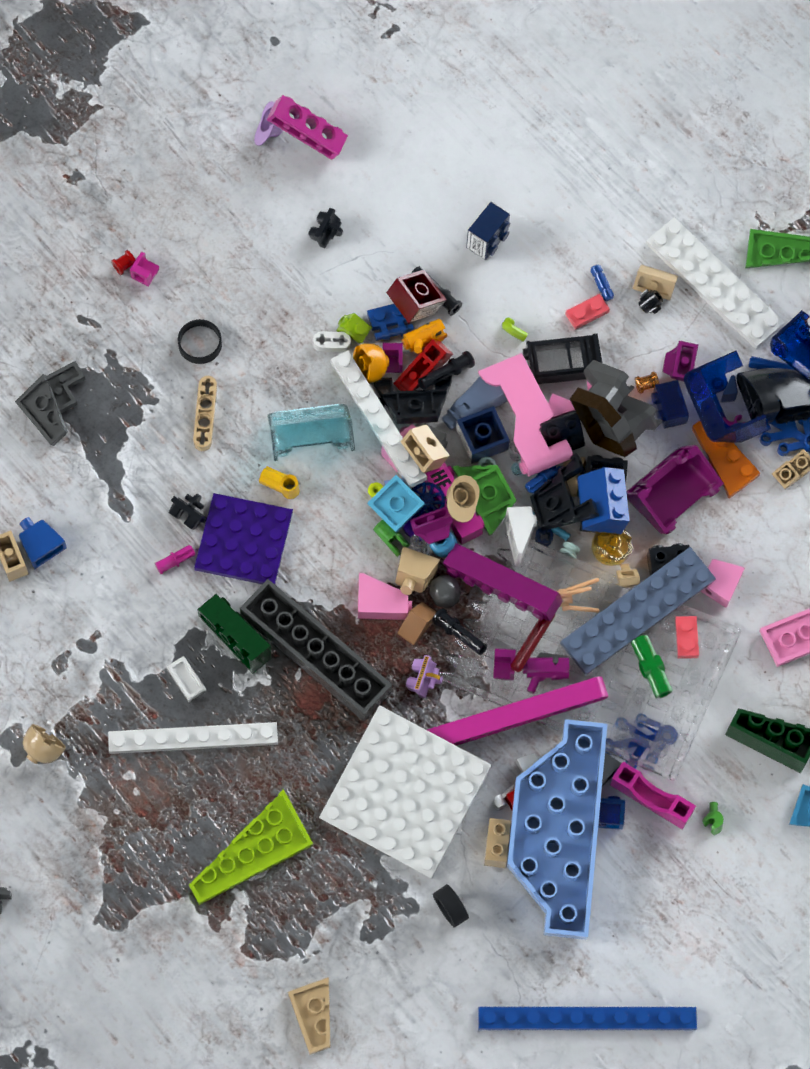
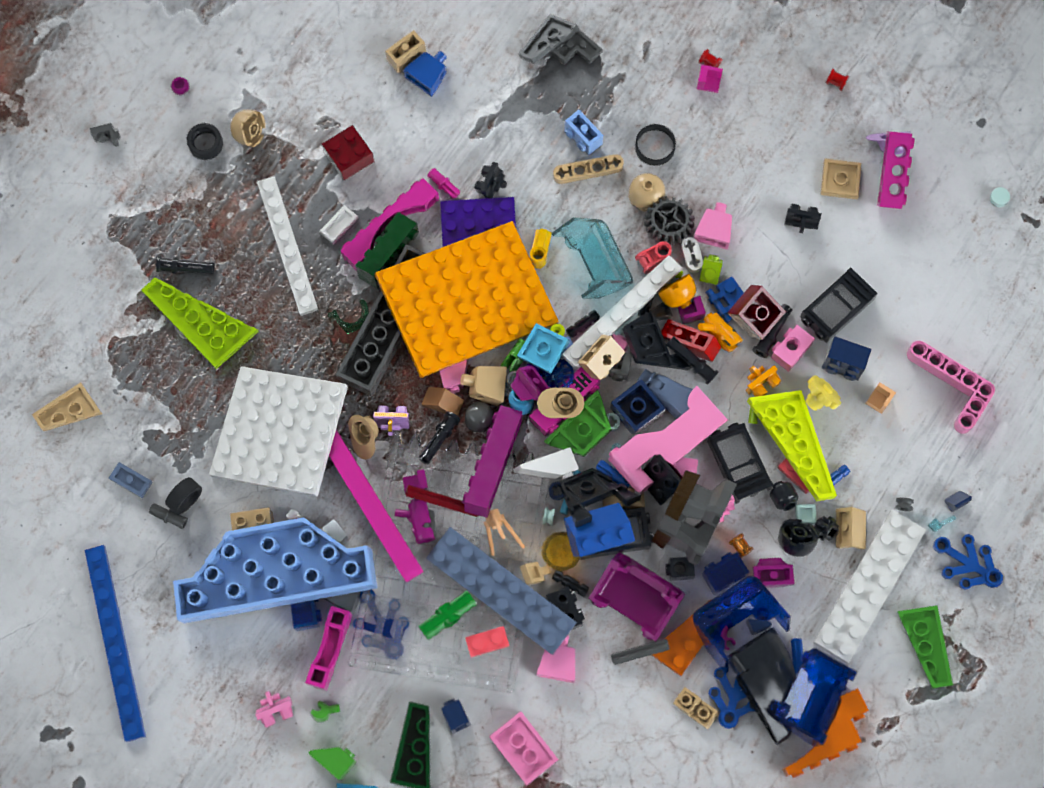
camera: 80 degrees right, 5 degrees up
(41, 780) = (198, 130): none -> black tyre
(108, 646) = (348, 152): none -> dark red brick
(166, 403) = (583, 132): none -> light blue brick
(180, 860) = (175, 266): none -> black pin
(186, 152) = (837, 79): none -> red bush
(224, 659) = (417, 199): none -> dark pink arch
(250, 364) = (646, 190): none -> tan cylinder
(289, 361) = (676, 225): none -> dark grey gear
(293, 182) = (840, 179): none -> tan tile
(304, 681) = (351, 327): none -> clear green helmet
(310, 310) = (715, 227): none -> bright pink torso
(318, 565) = (466, 298): none -> light orange plate
(324, 378) = (651, 258): none -> coral piece
(359, 49) = (999, 197): none -> light aqua tile
(374, 464) = (582, 324): none -> black axle
(414, 962) = (130, 480): none -> sand blue plate
(428, 224) = (838, 305): none -> black door
(435, 708) = (363, 434): none -> tan piece
(458, 267) = (786, 357): none -> bright pink brick
(464, 931) = (168, 516): none -> dark grey axle
(482, 314) = (770, 376): none -> light orange hips
(517, 265) = (821, 394): none -> light yellow plant
(534, 215) = (880, 398): none -> light nougat panel
(535, 144) = (956, 381): none -> bright pink beam
(544, 301) = (792, 430): none -> neon yellow wing
(608, 329) = (784, 495): none -> black head
(629, 317) = (806, 513): none -> light aqua tile
(642, 549) = (571, 582): none -> black axle
(644, 227) = (904, 504): none -> dark grey bush
(653, 181) = (957, 500): none -> dark blue slope
(655, 327) = (797, 538): none -> black cylinder
(658, 435) = (674, 576): none -> black brick
(671, 207) = (935, 525): none -> clear light blue hand
(697, 867) = (266, 712): none -> bright pink hips
(715, 190) = (970, 564): none -> blue plant
(728, 502) = (640, 651): none -> dark grey axle
(752, 688) = (455, 715): none -> dark blue brick
(767, 818) = (335, 760): none -> bright green slope

